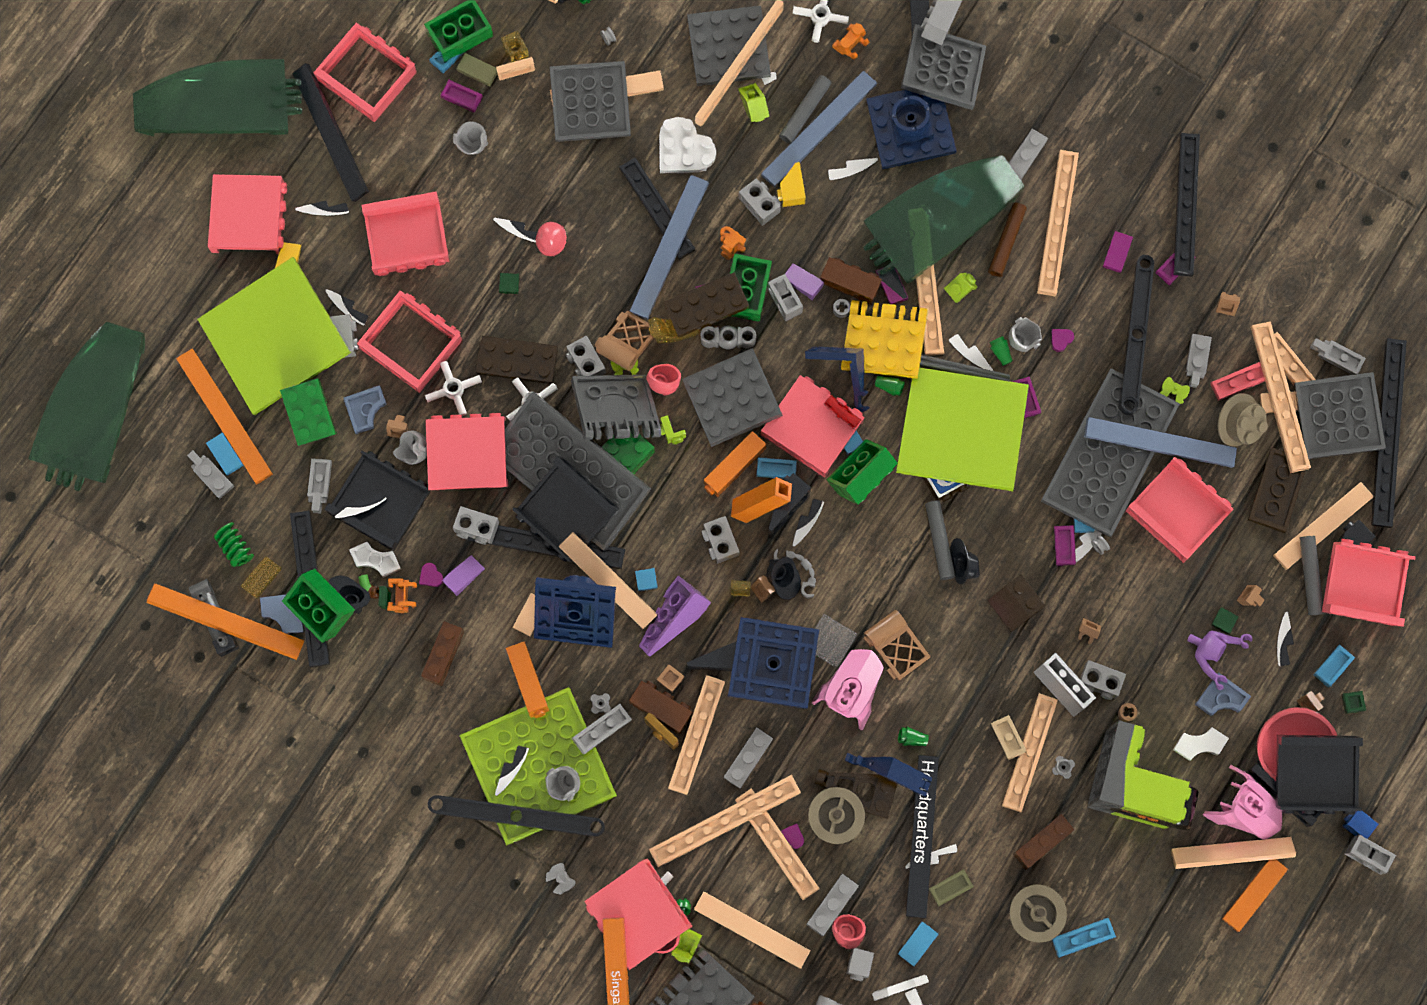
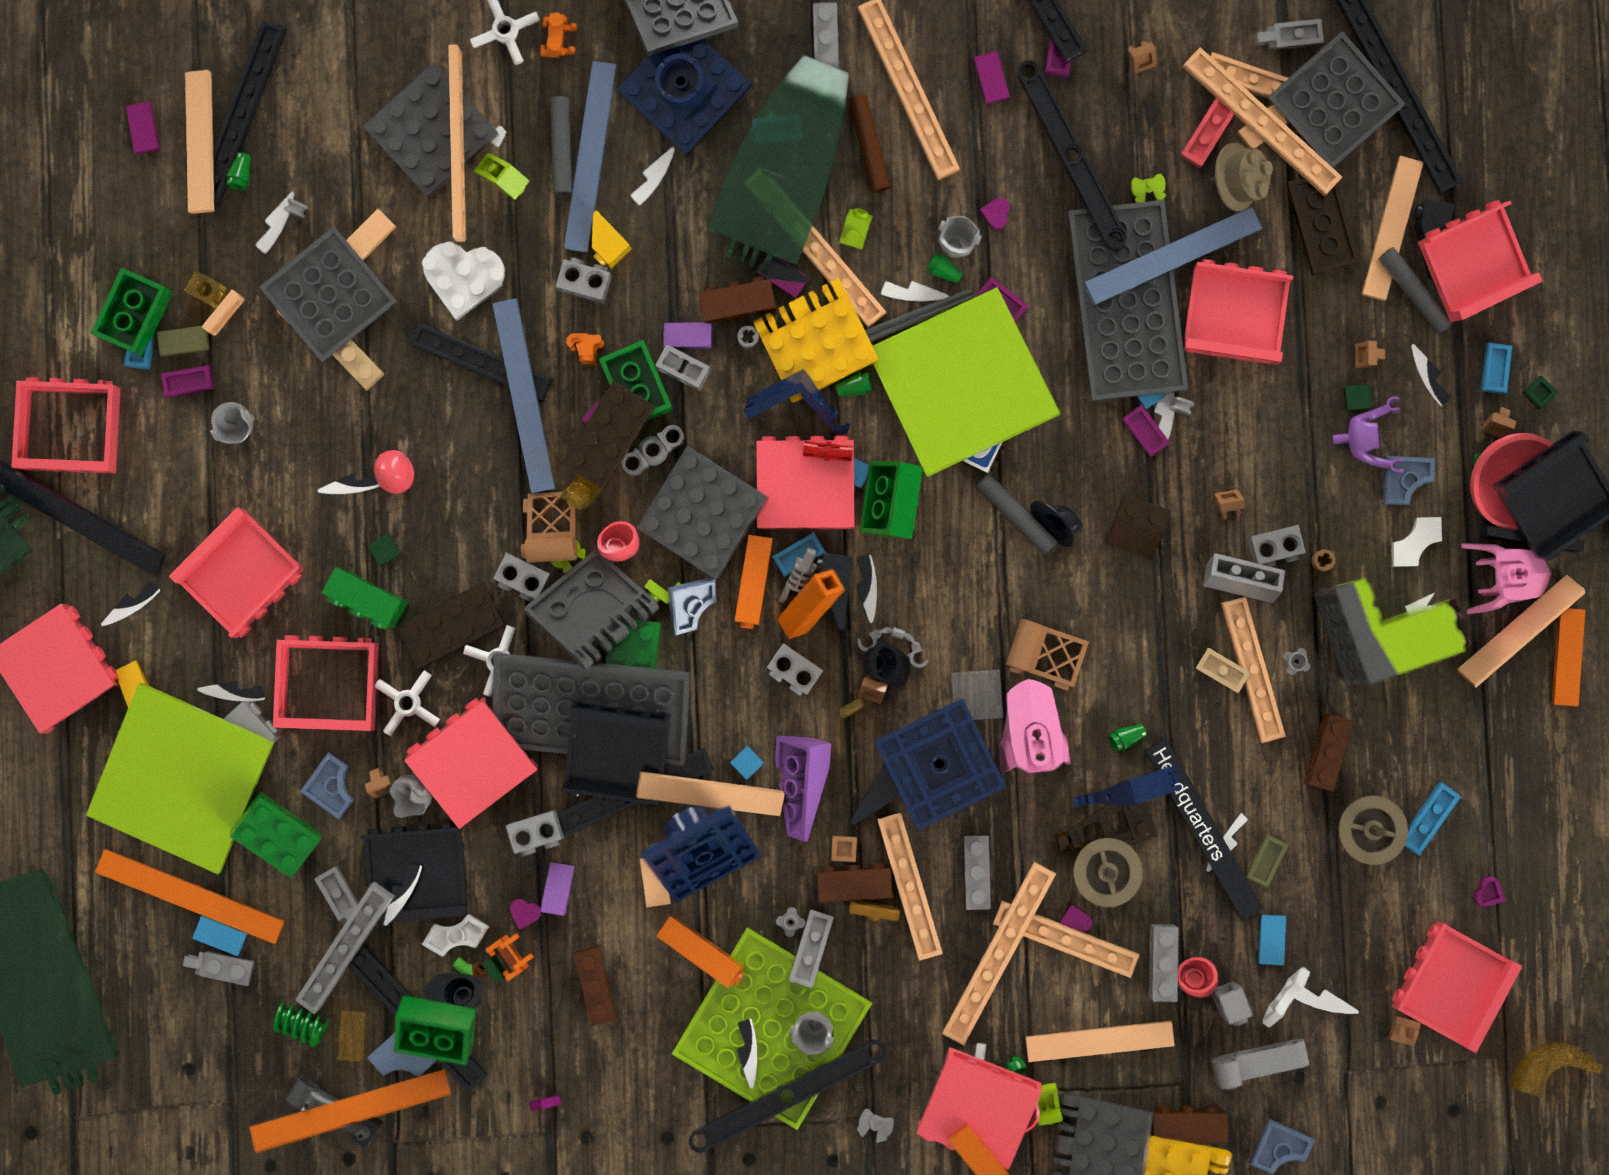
camera: 30 degrees left, 10 degrees up
(298, 514) = (344, 948): none -> light grey plate
(353, 708) = (545, 1103): none -> magenta tile
(474, 303) = (364, 599): none -> green brick
(577, 158) = (358, 364): none -> tan plate
(589, 37) = (276, 221): none -> white sticker
(681, 449) = (688, 603): none -> tile
(771, 474) = (800, 575): none -> light grey hinge
(1197, 358) = (1149, 137): light grey hinge -> none

